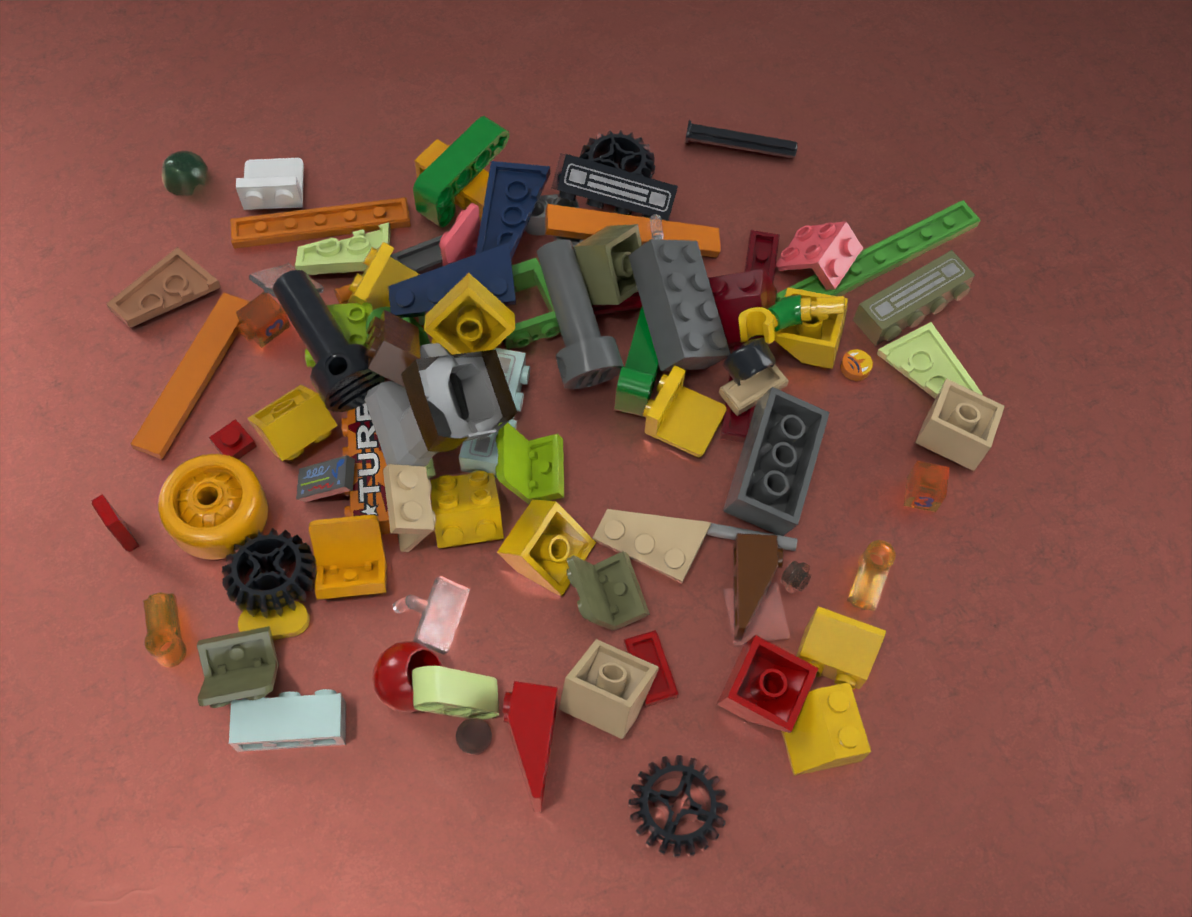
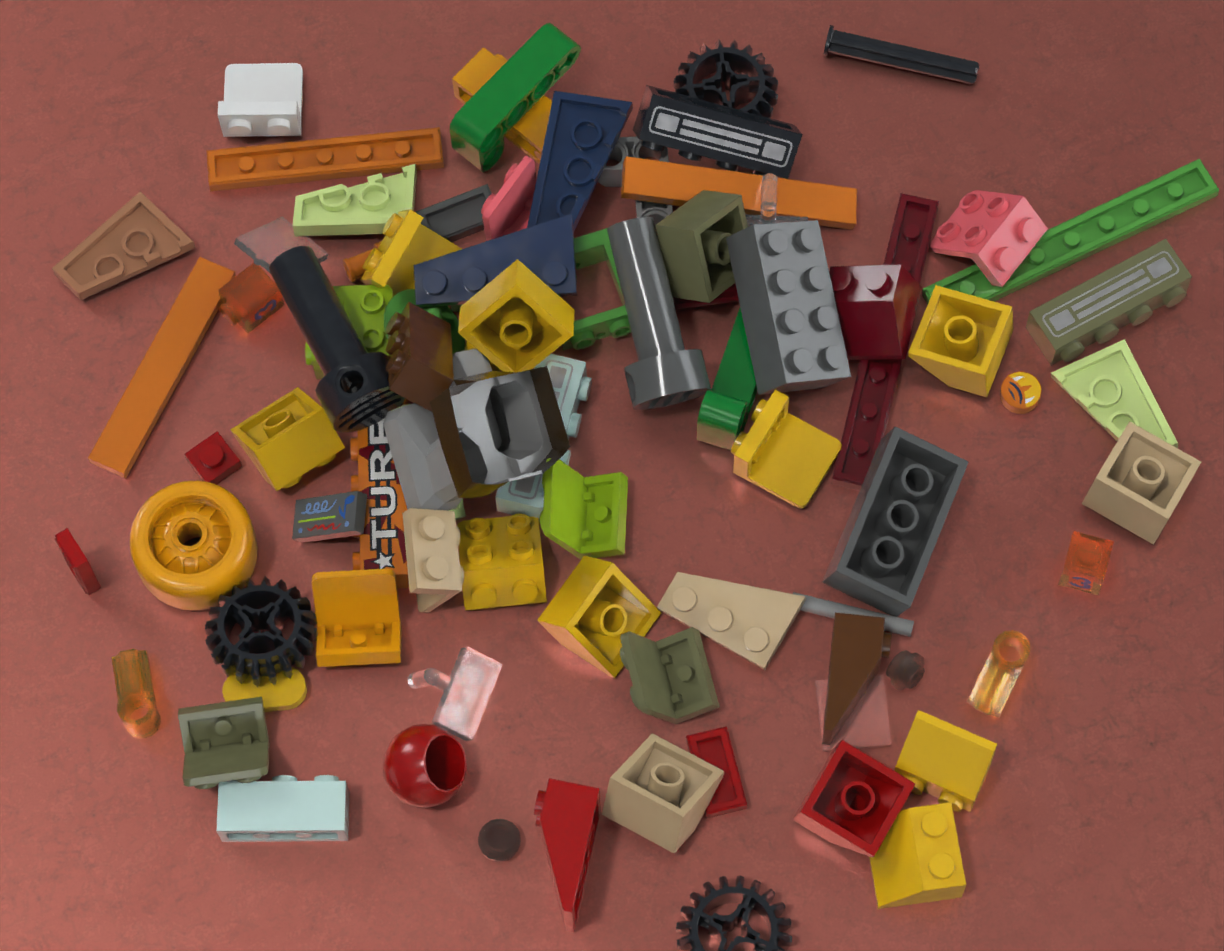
camera: 10 degrees right, 5 degrees up
(183, 172) = (144, 80): clear green hair -> none
(455, 693) = (480, 788): yellowish green beam -> none
(749, 360) = (874, 385): black hair -> none
(751, 390) = (876, 417): tan tile -> none
(786, 313) = (924, 326): yellow piece -> none

